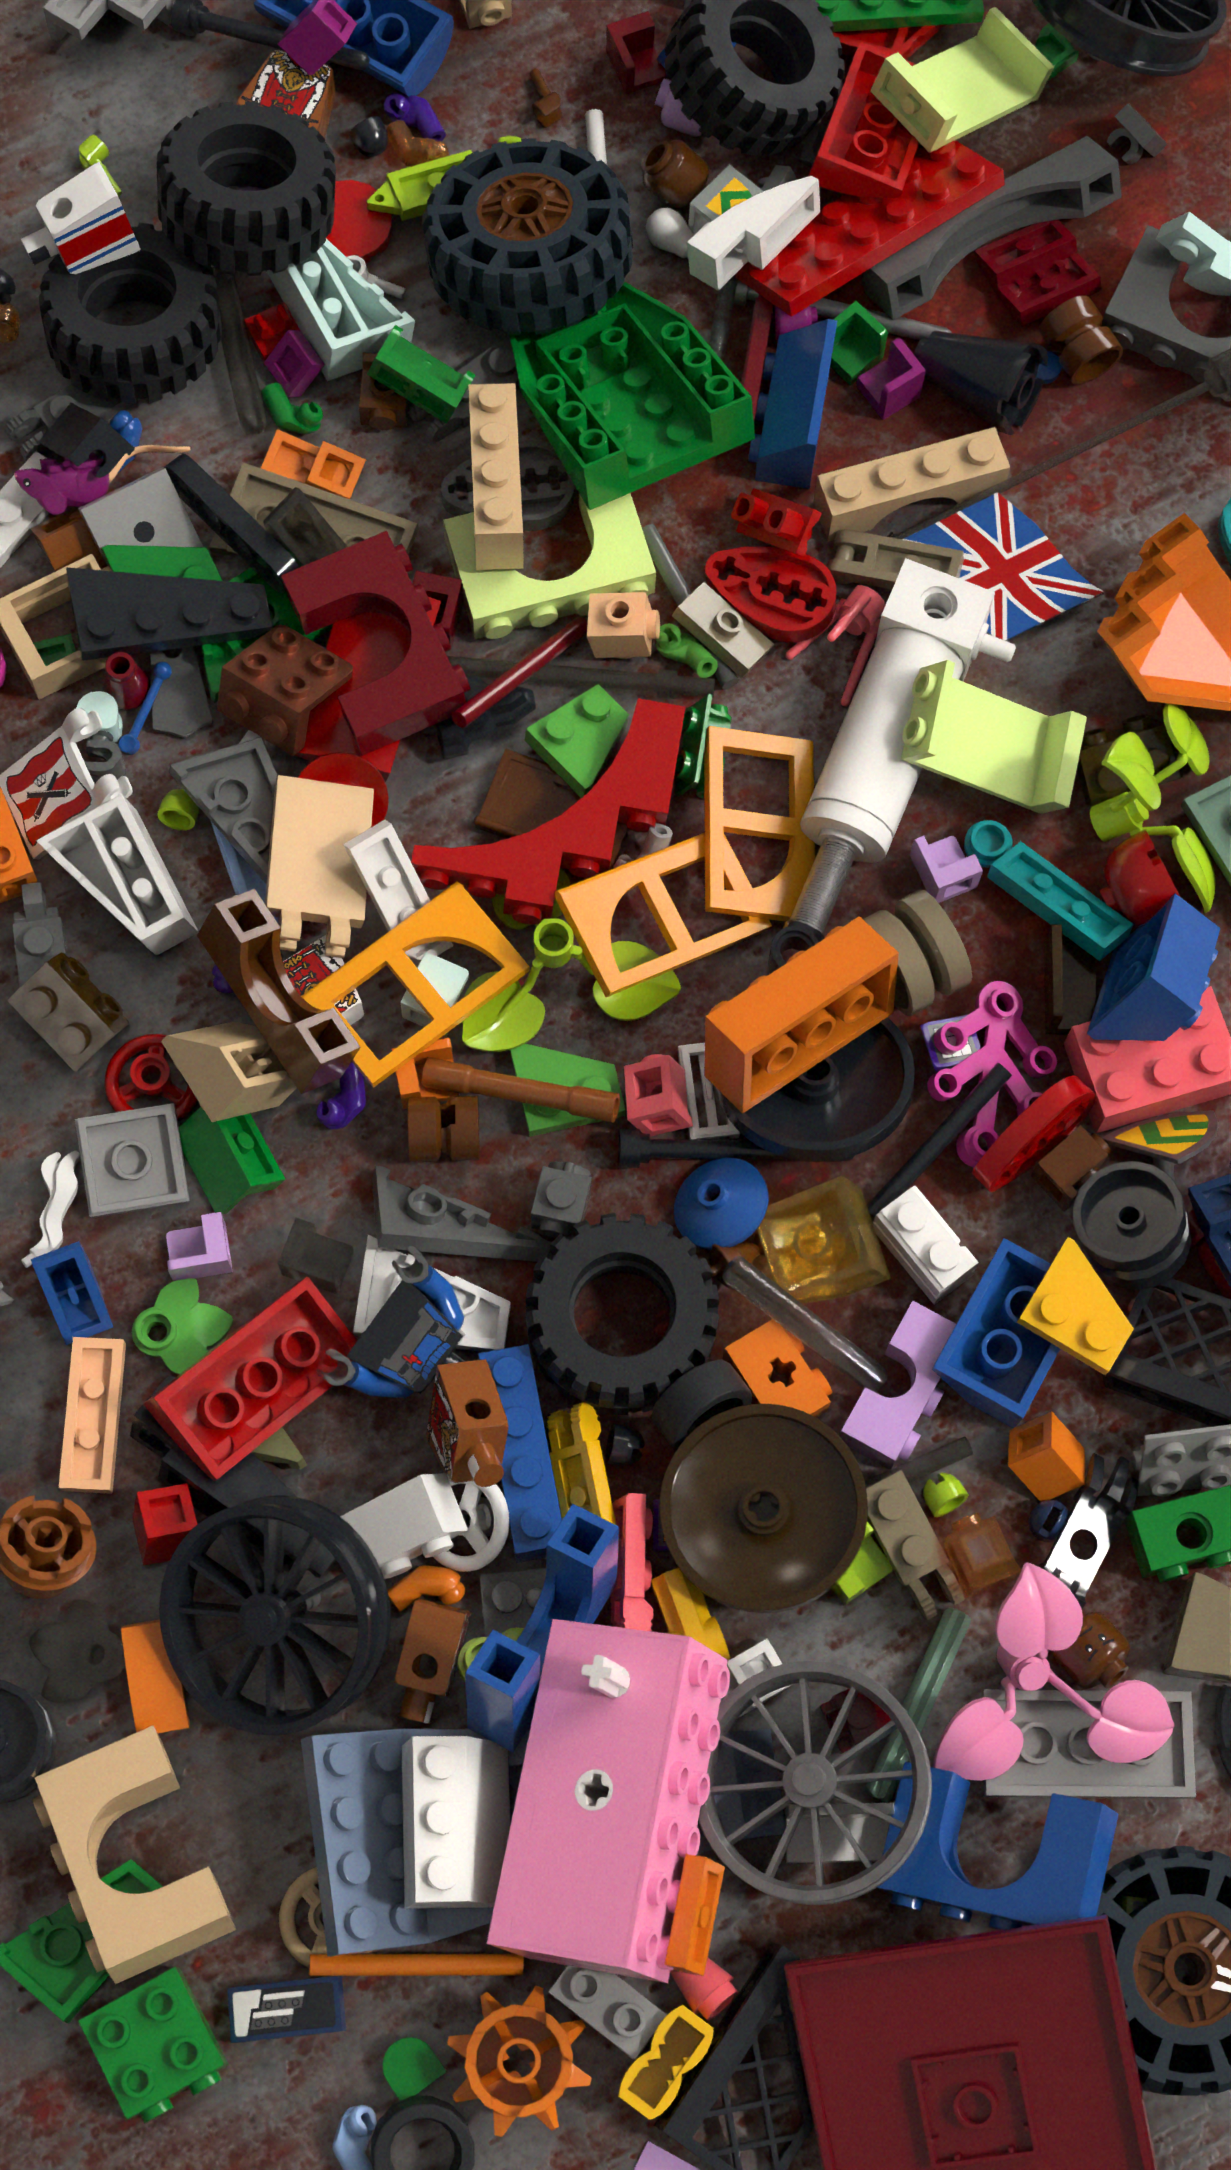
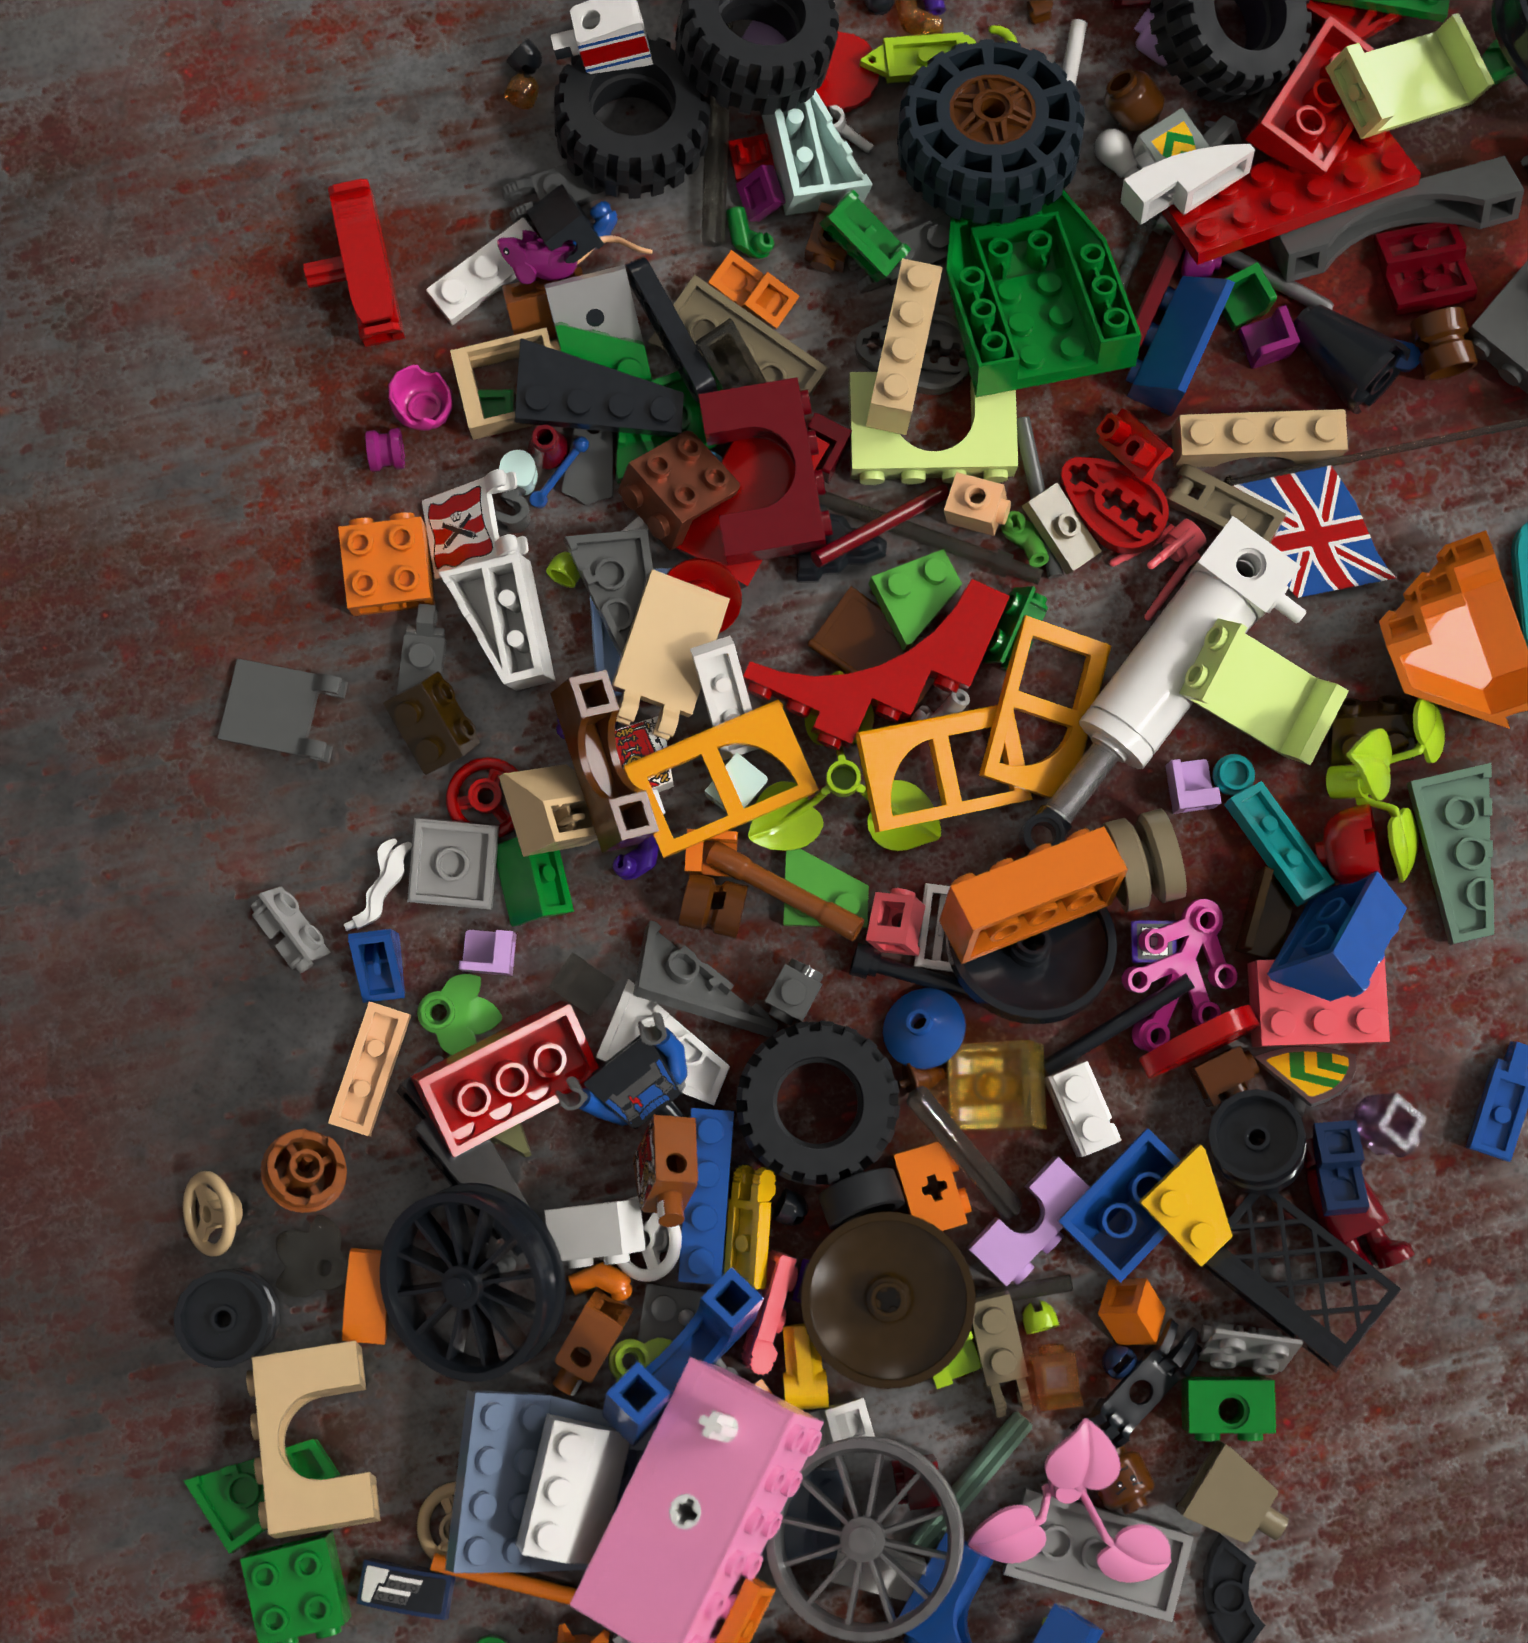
camera: 15 degrees right, 10 degrees up
(162, 1521) = (405, 1175): red panel -> none

